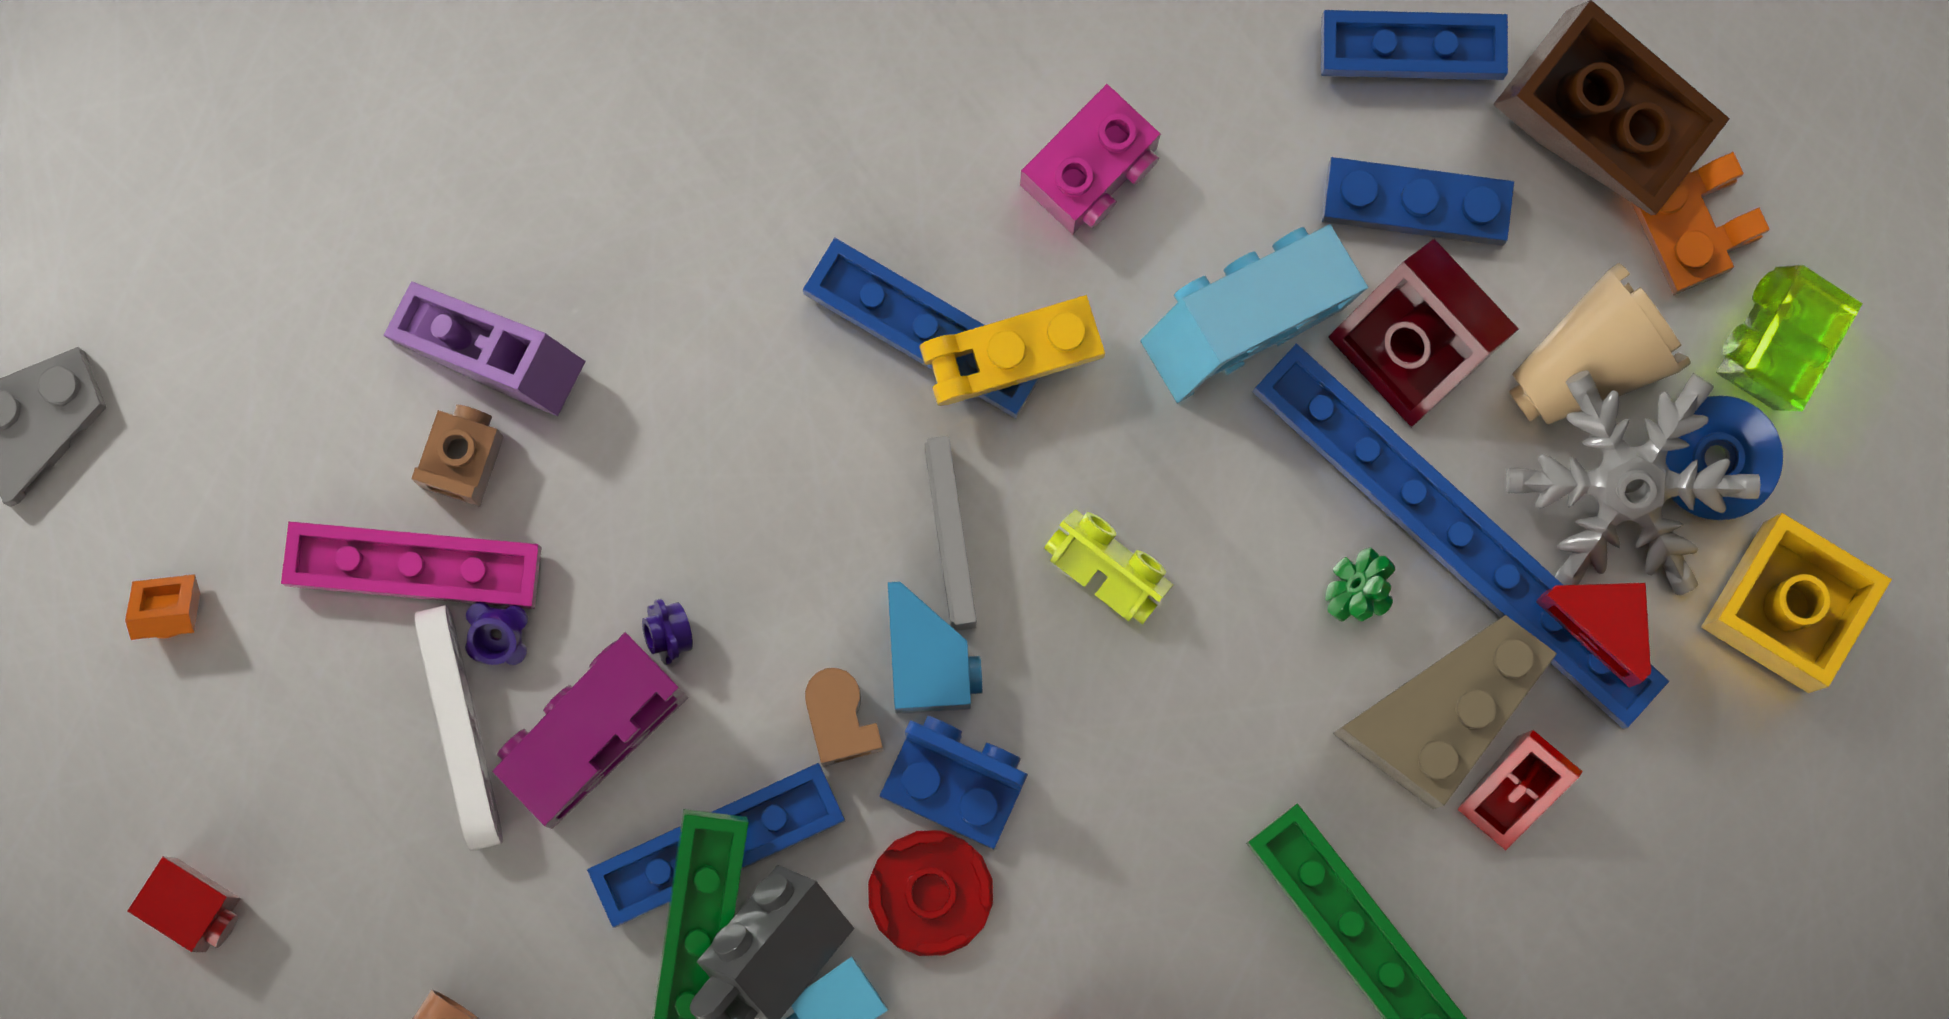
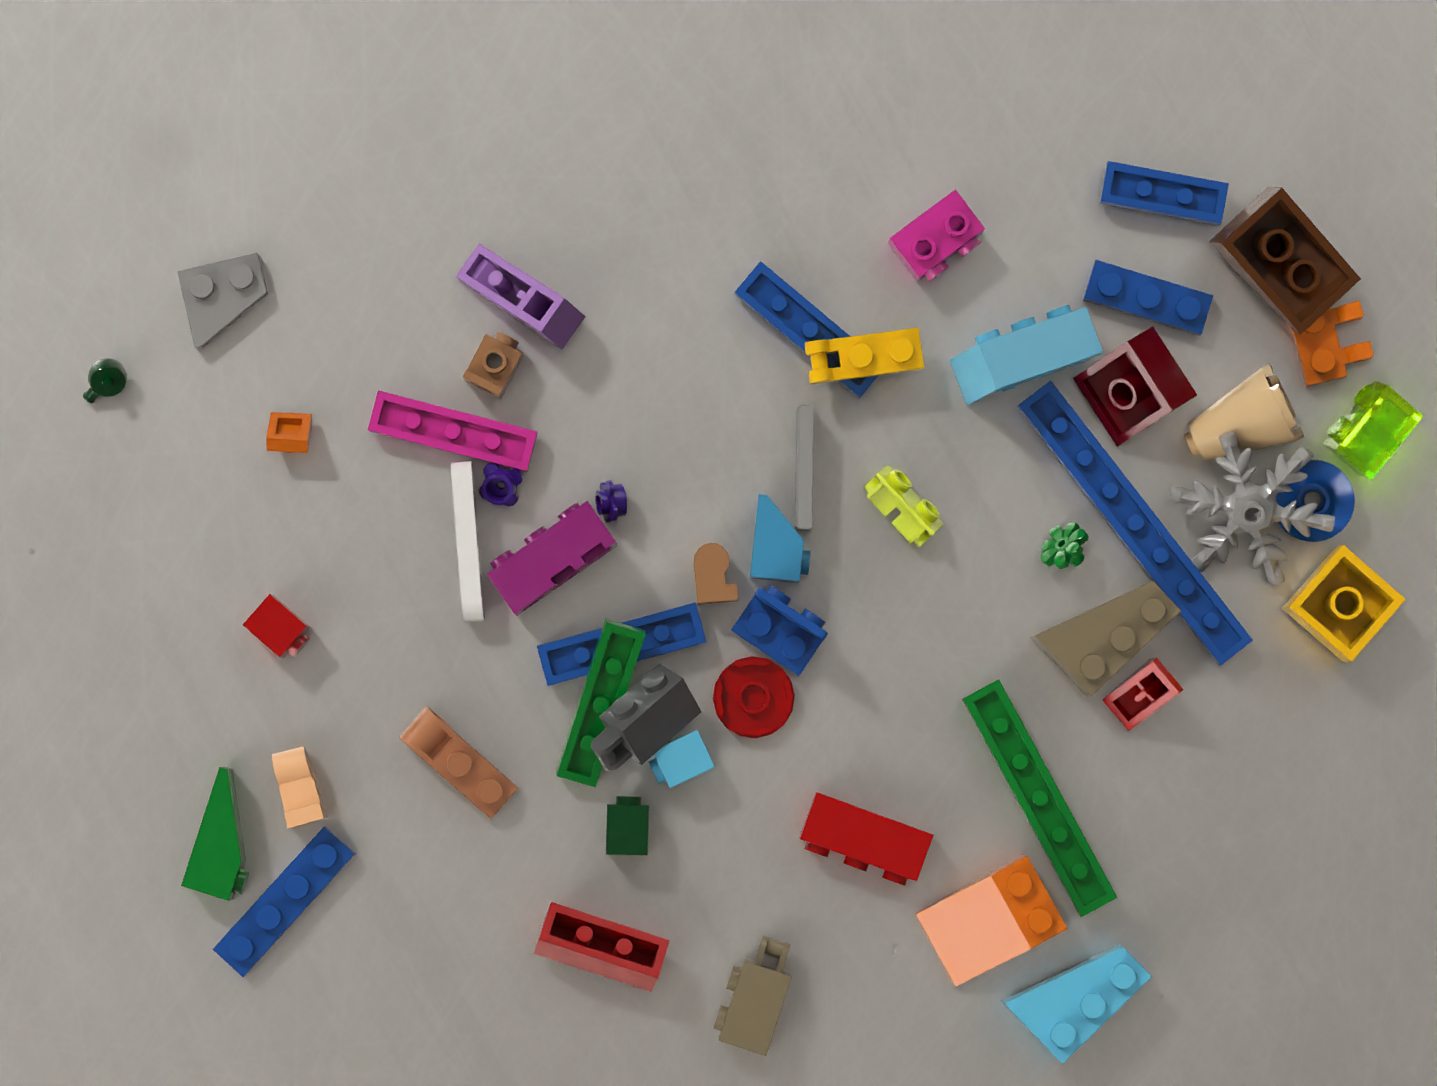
camera: 10 degrees right, 5 degrees up
(1607, 622) = (1218, 596): red slope -> none

